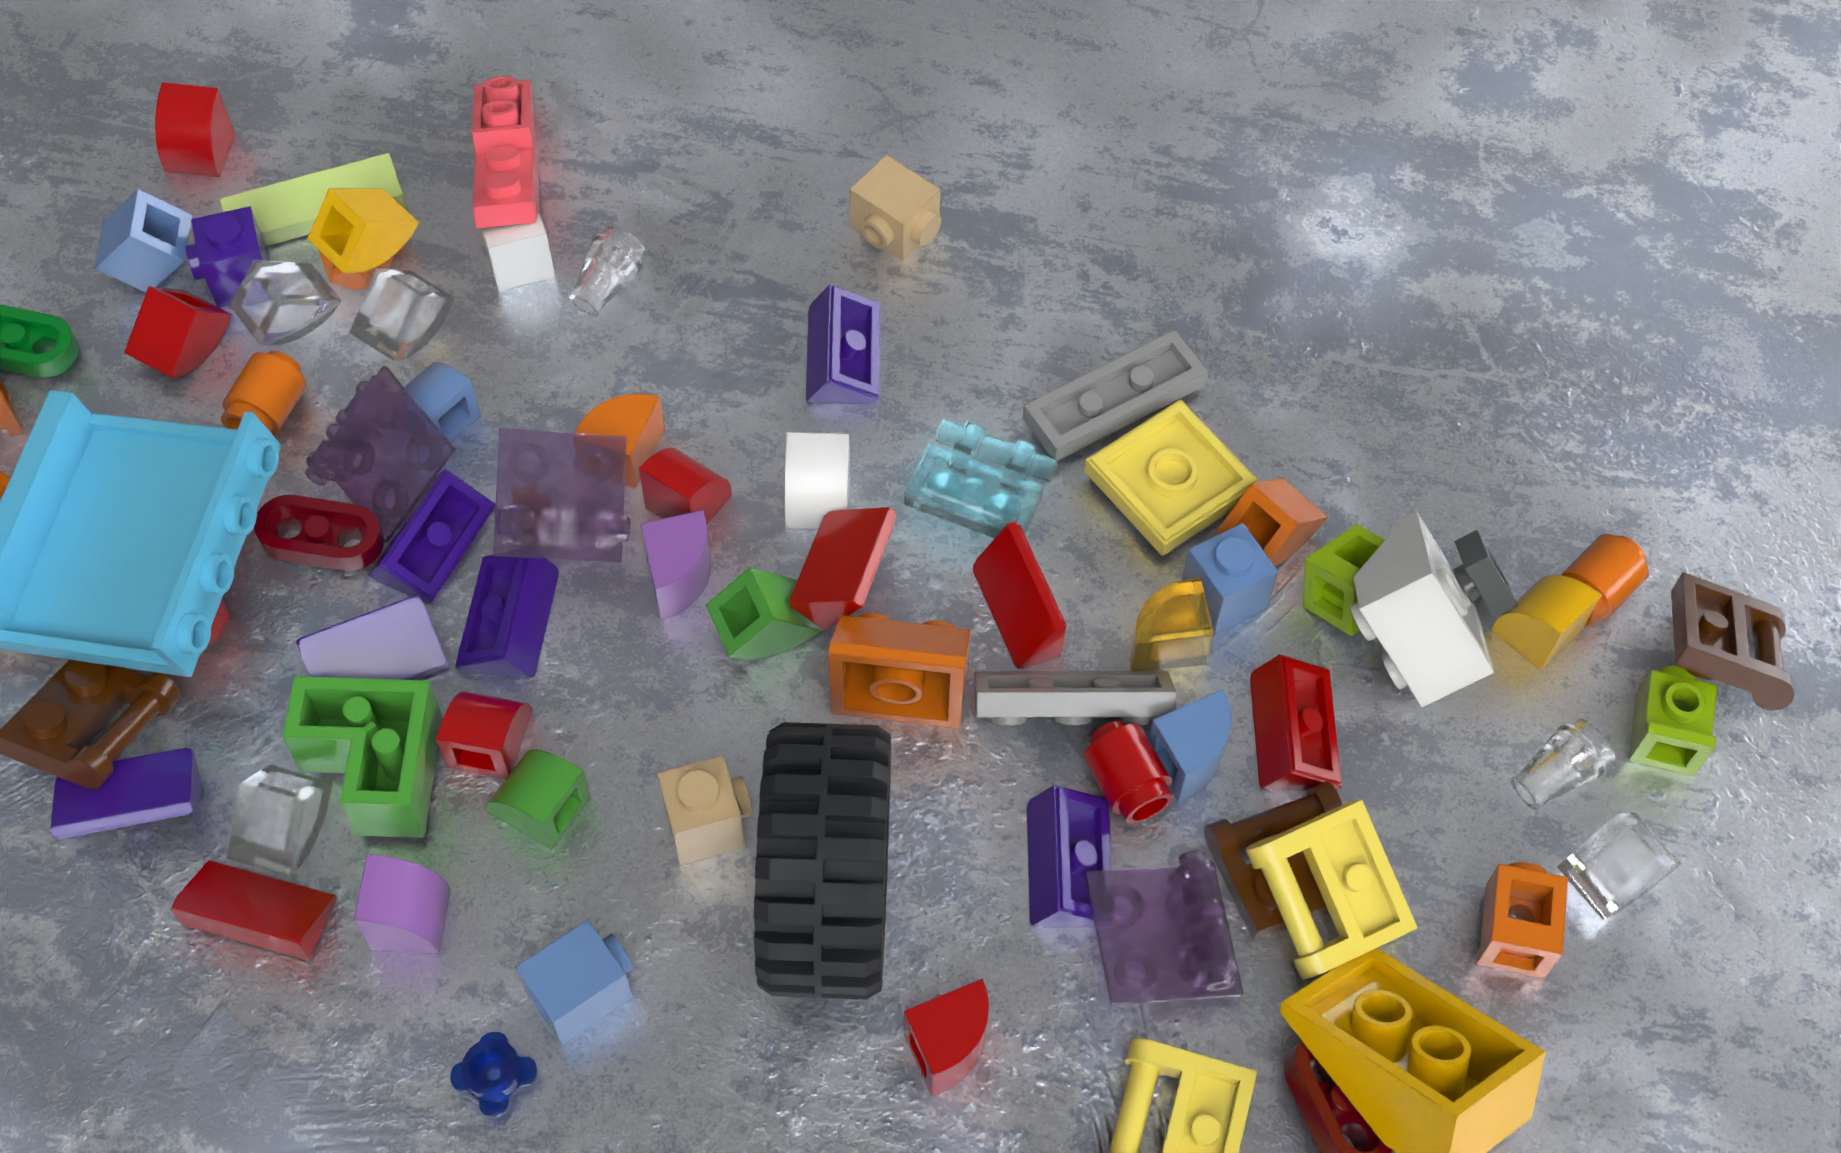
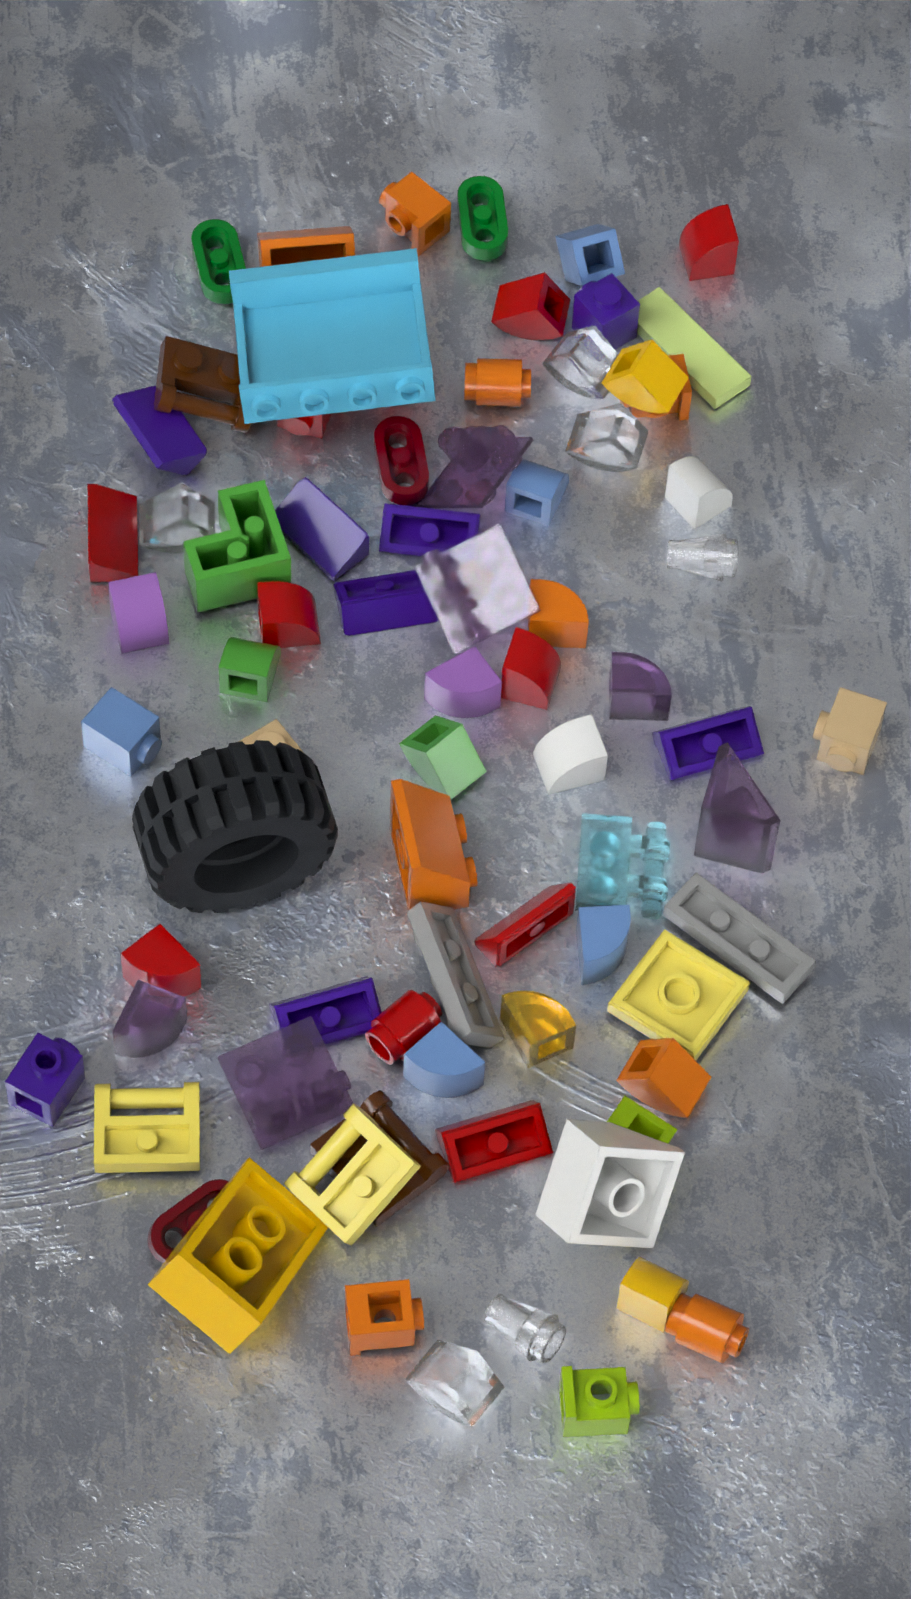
camera: 70 degrees right, 0 degrees up
(491, 1053) = (45, 698): clear blue plate -> none
(504, 153) = (780, 454): coral slope -> none
(754, 388) = (637, 689): none -> clear purple brick
(842, 564) = (501, 787): red slope -> none
(971, 336) = (736, 818): none -> clear purple slope
(1026, 1075) = (149, 1021): none -> clear purple brick
(1080, 527) = (601, 940): none -> medium blue brick
(1233, 575) = (593, 1053): medium blue brick -> none
(1482, 575) = (669, 1233): dark grey plate -> none
(1713, 637) = (681, 1405): reddish brown plate -> none

